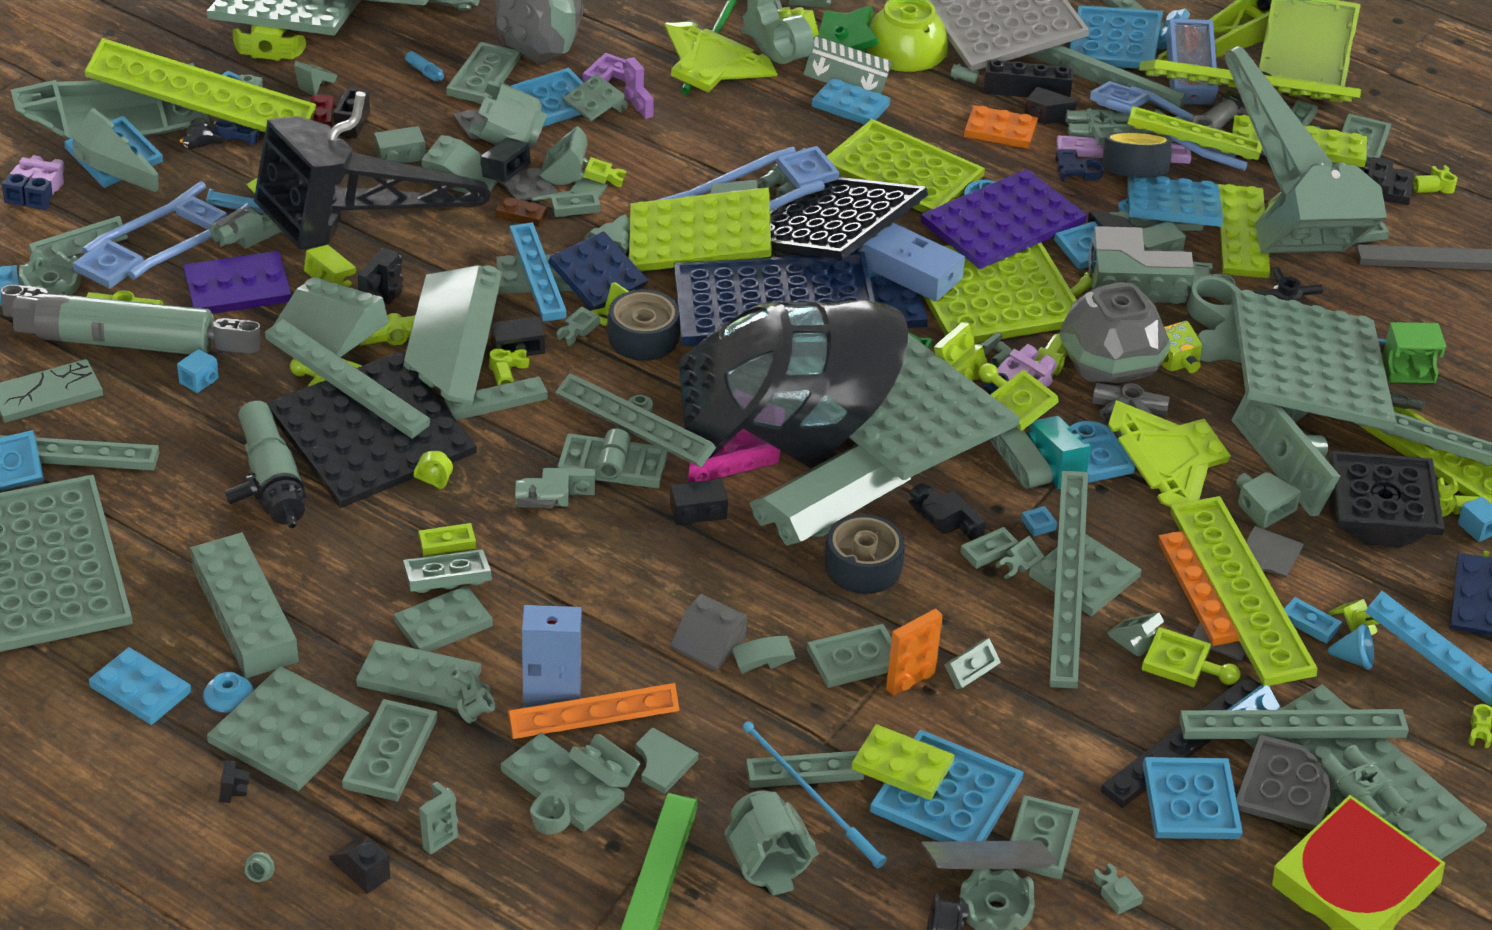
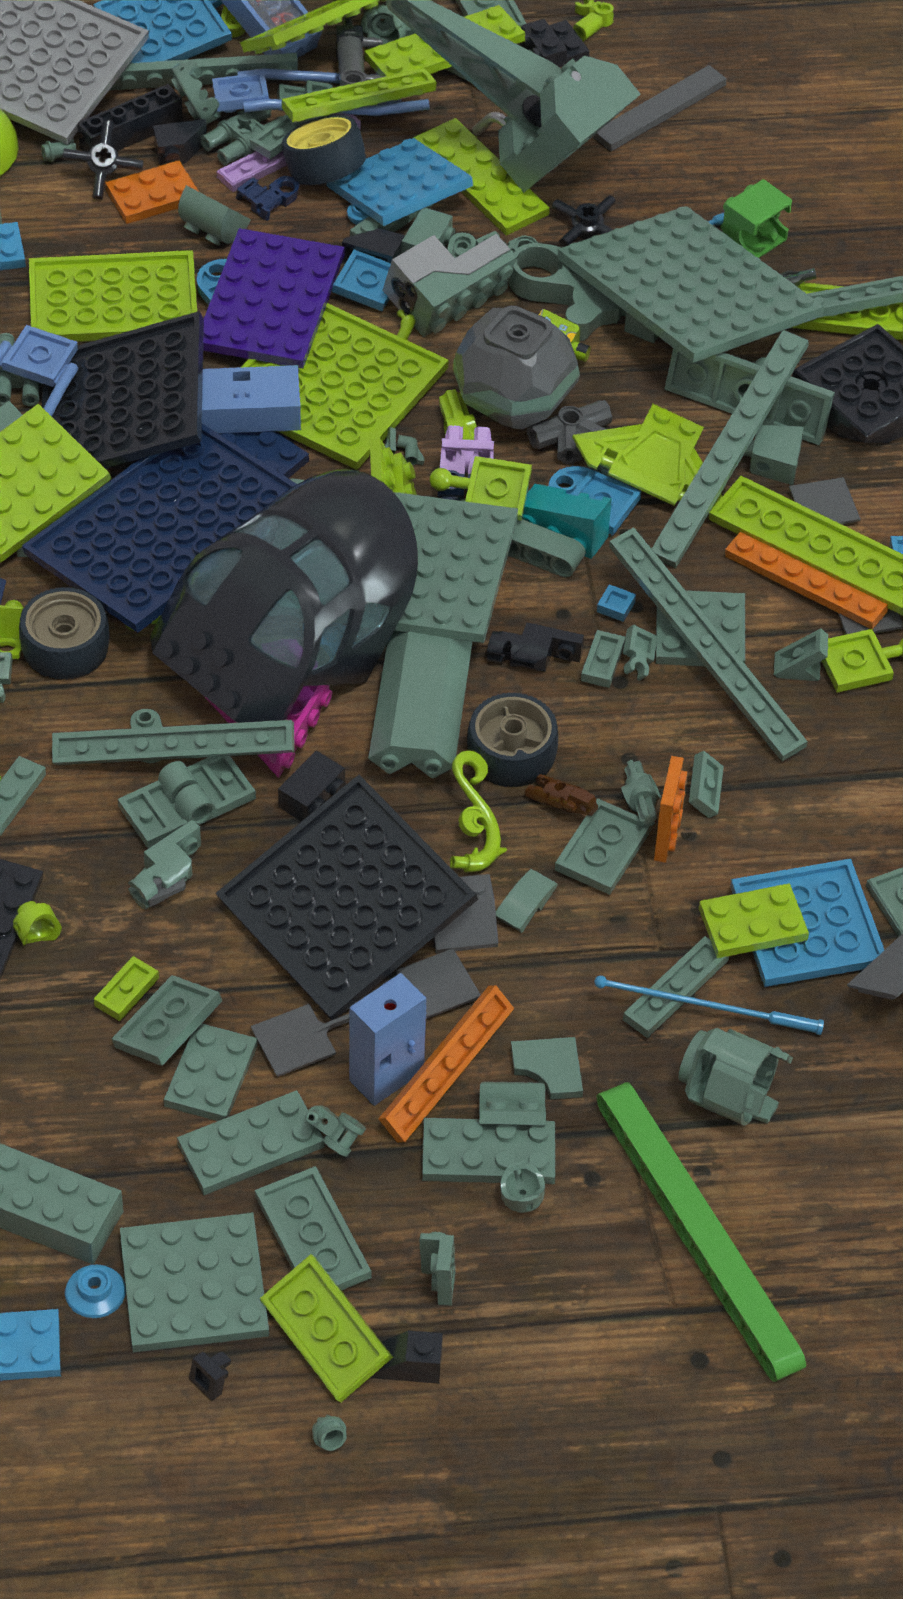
camera: 40 degrees left, 10 degrees up
(328, 805) = (326, 1328): none -> lime tile
(638, 663) = (301, 1039): none -> dark grey hinge
(641, 568) = (346, 897): none -> black plate
(792, 582) = (479, 811): none -> lime plant
(860, 607) = (562, 795): none -> reddish brown hinge
(982, 89) = (94, 156): none -> black bar
(1018, 153) = (210, 216): none -> sand green brick
(1083, 79) = (186, 83): none -> sand green plate
(1223, 469) = (729, 448): none -> sand green plate

